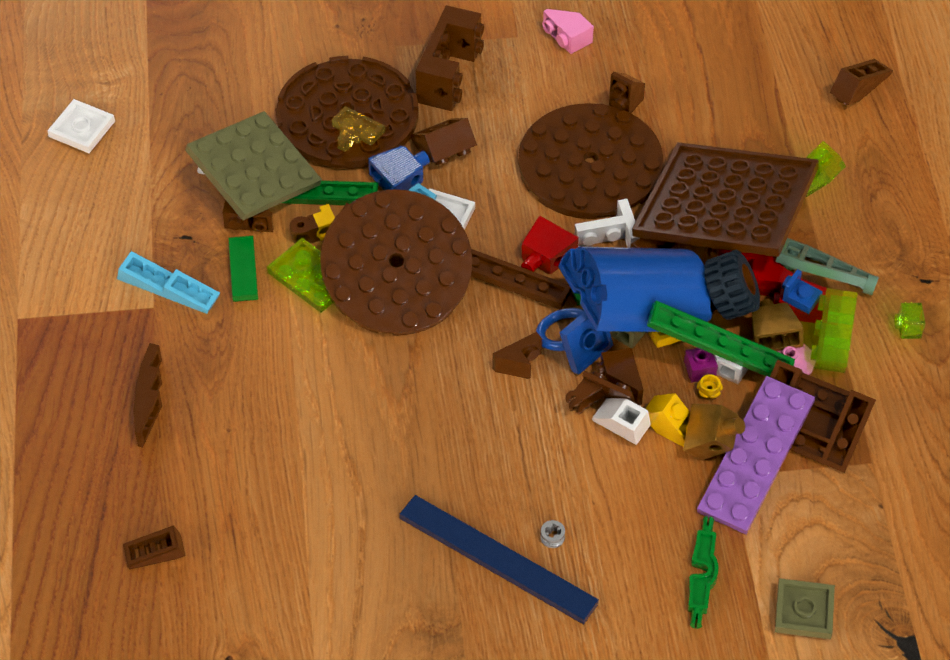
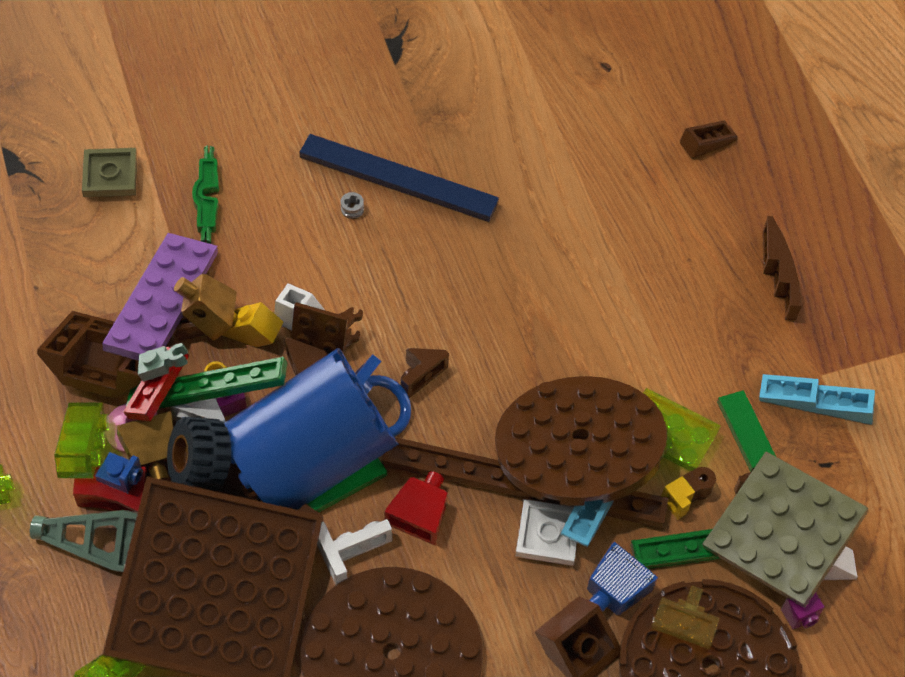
camera: 165 degrees right, 5 degrees up
(764, 359) = (157, 361): none -> sand green plate
(765, 351) = (150, 395): none -> red plate

